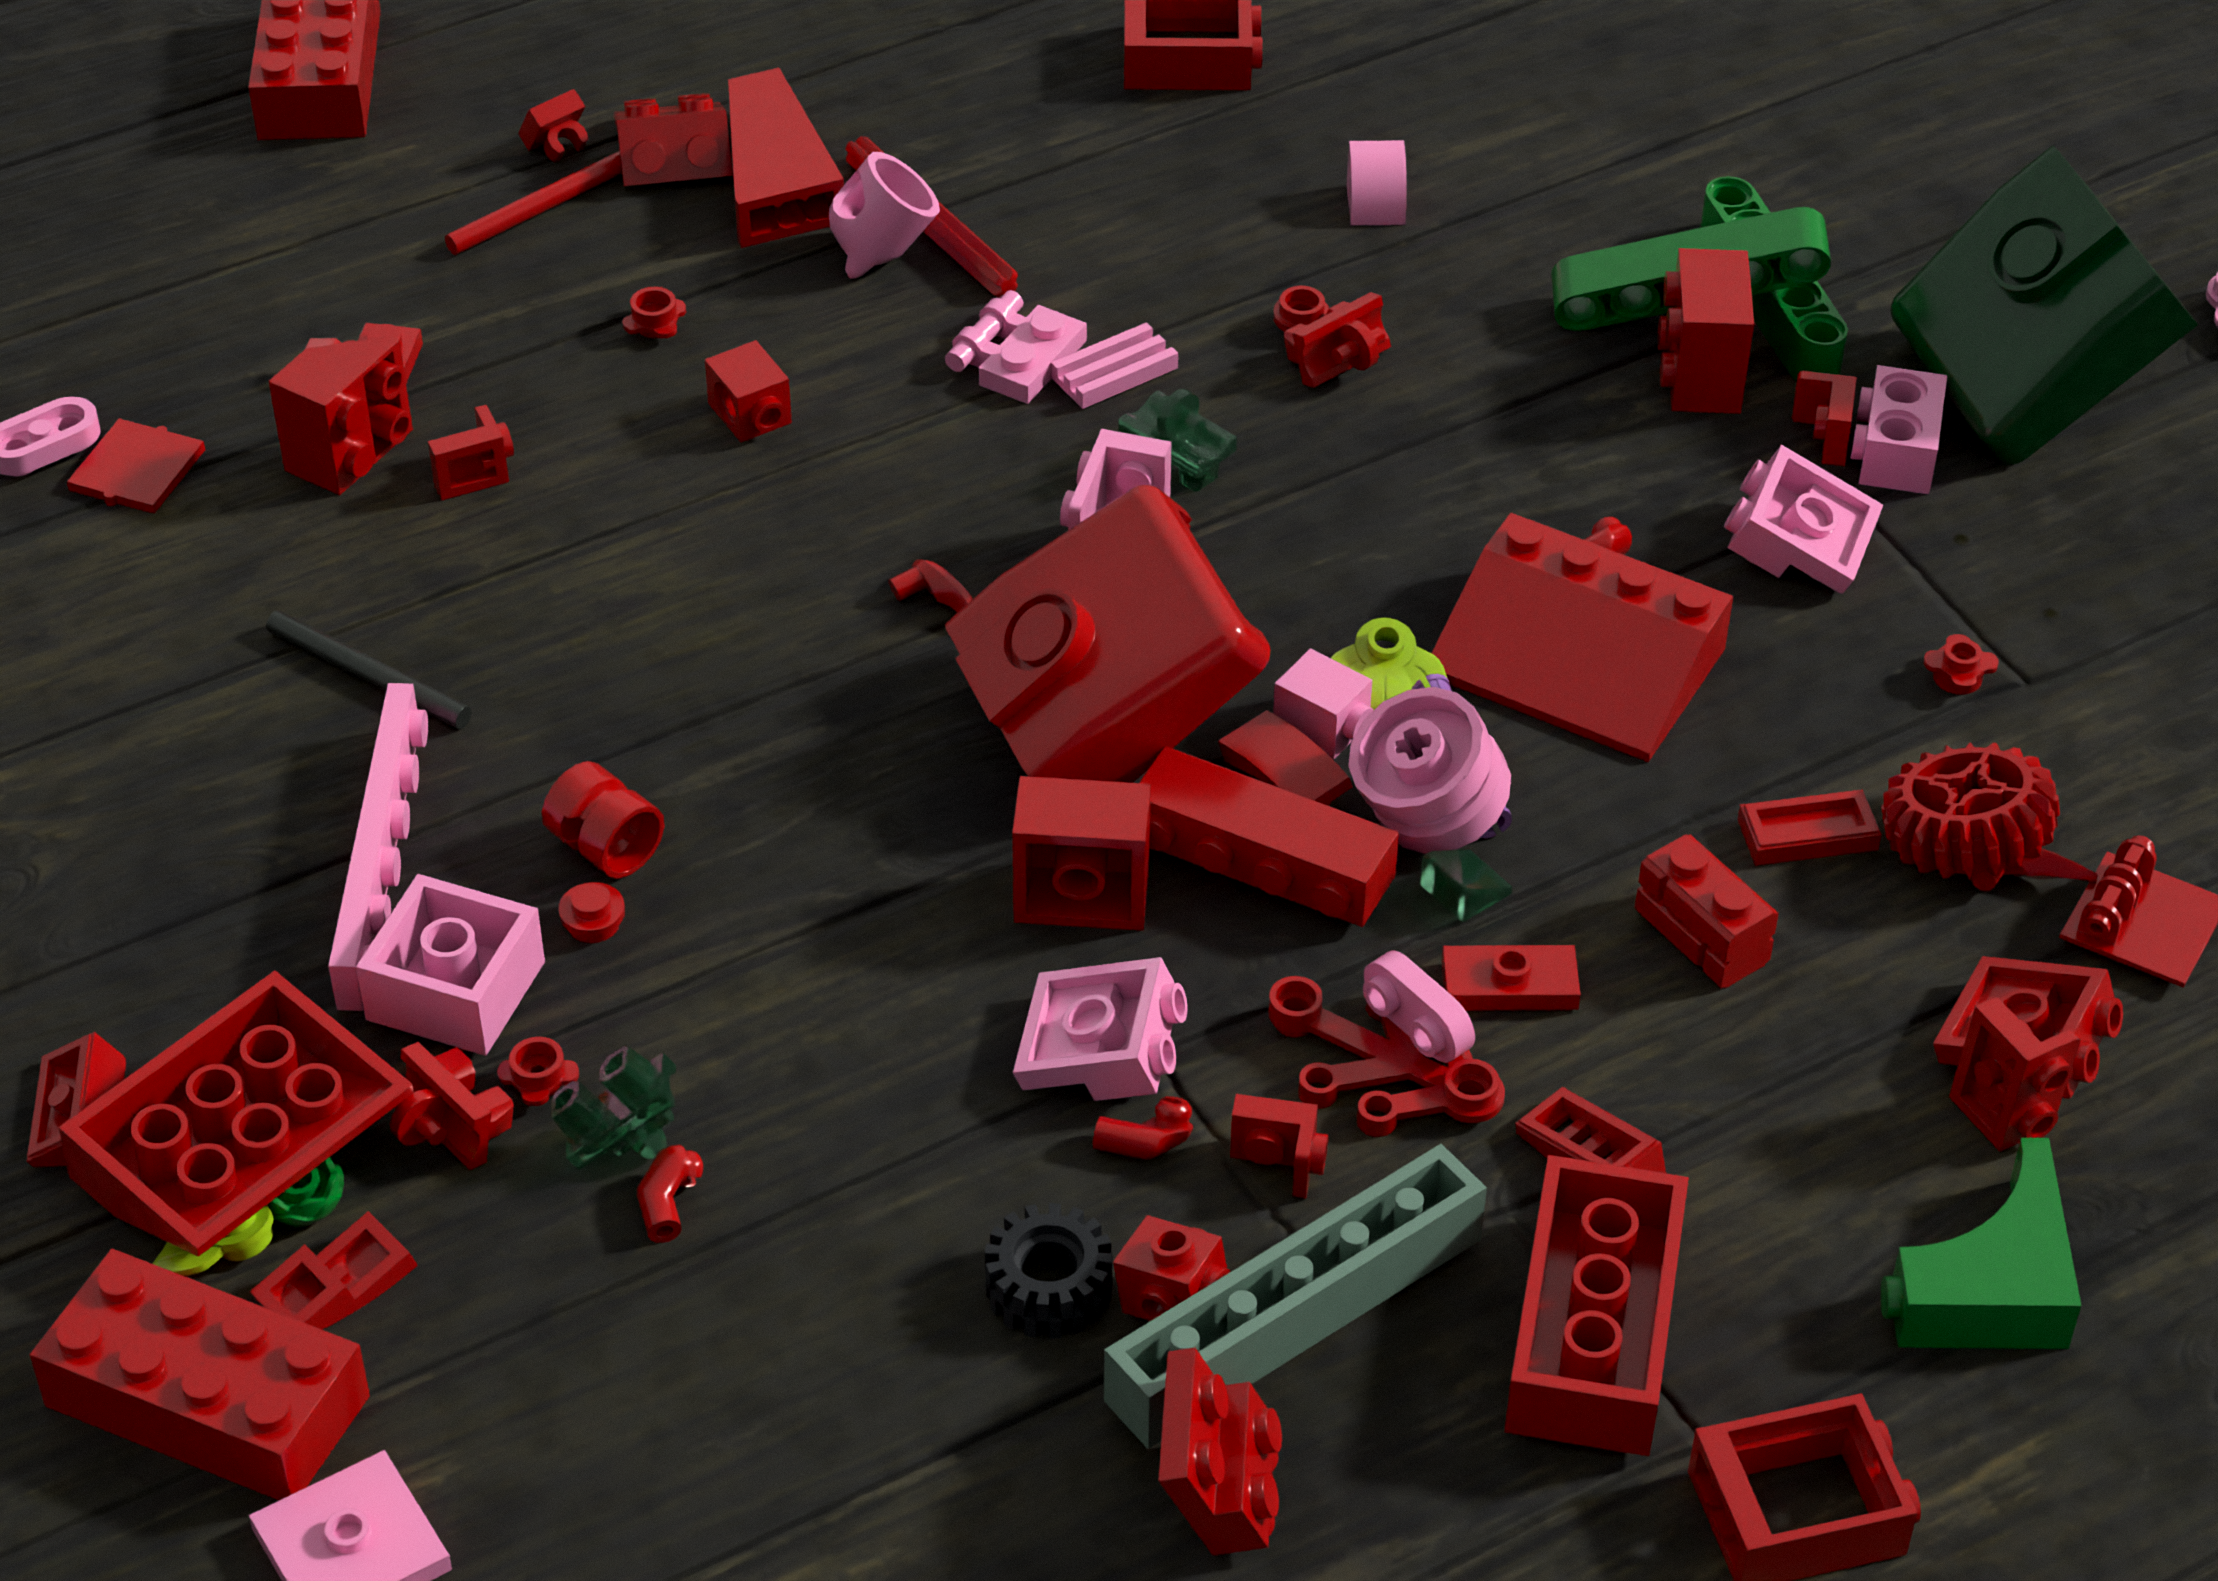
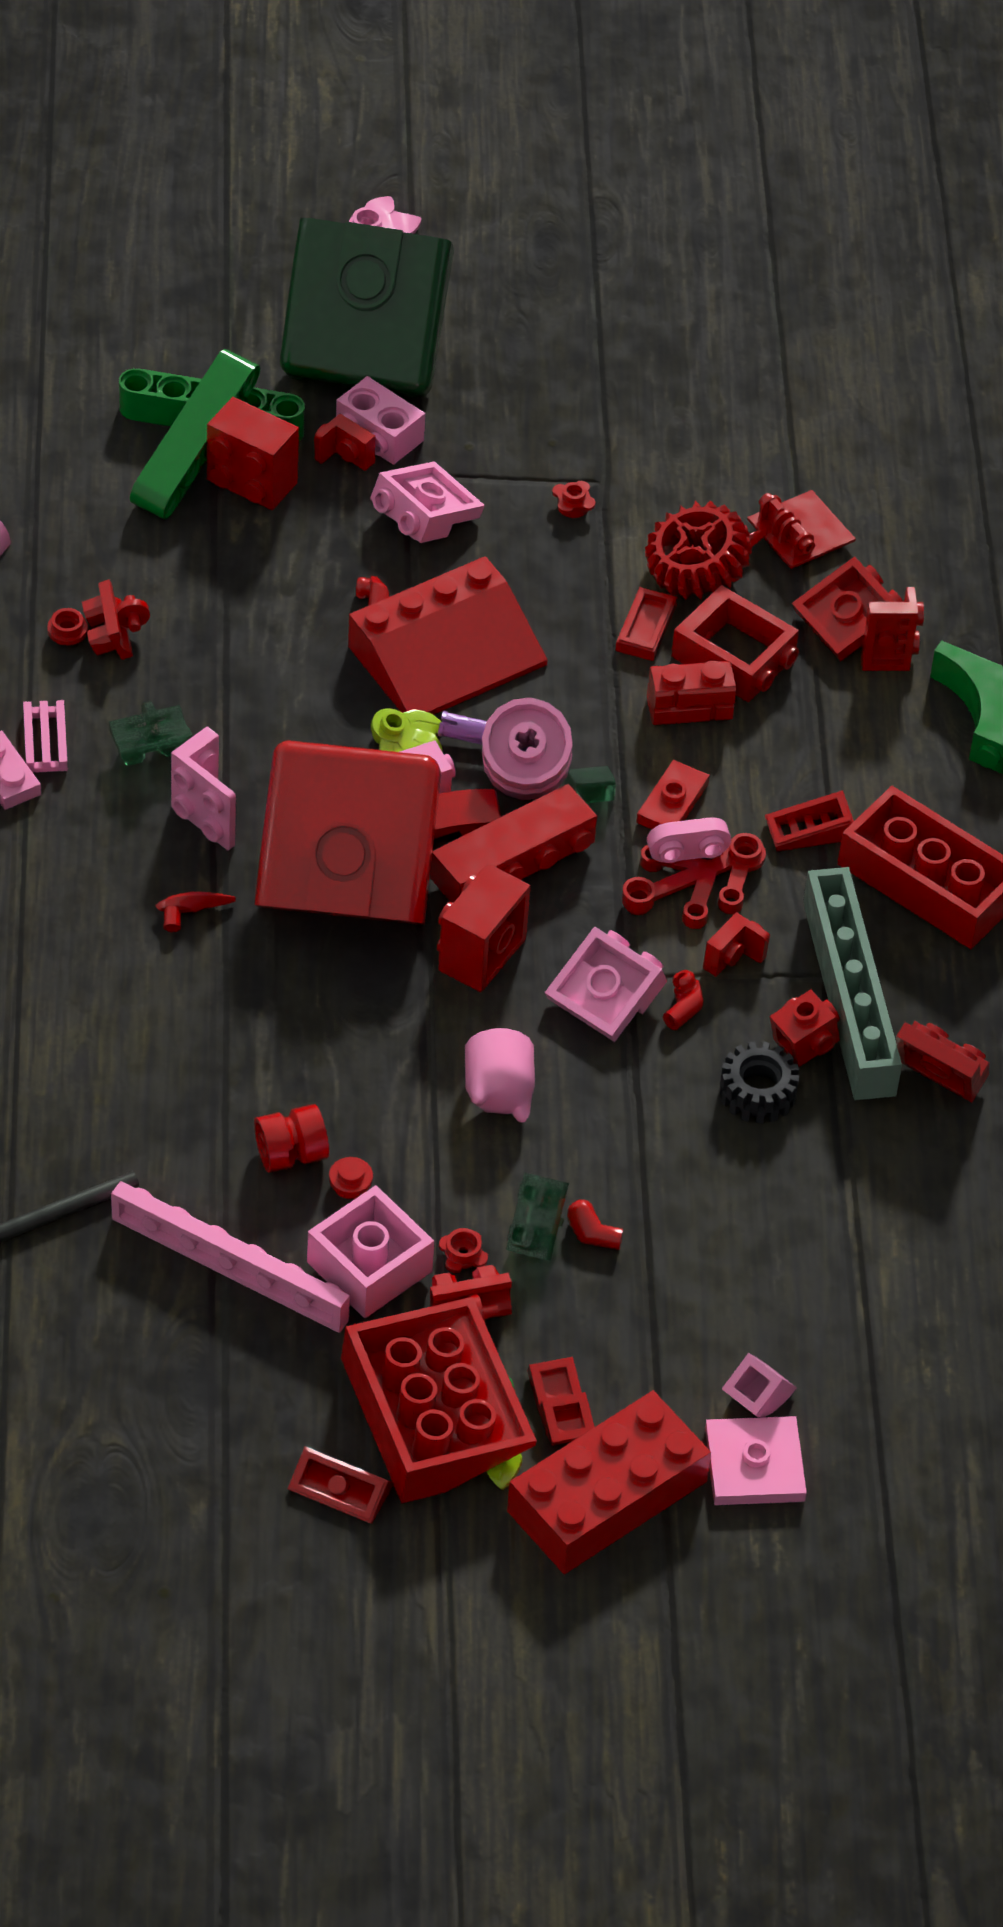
camera: 65 degrees left, 5 degrees up
(477, 1487) = (758, 1387): none -> bright pink brick
(843, 975) = (500, 1072): none -> bright pink piece
(1853, 880) = (722, 607): none -> red window

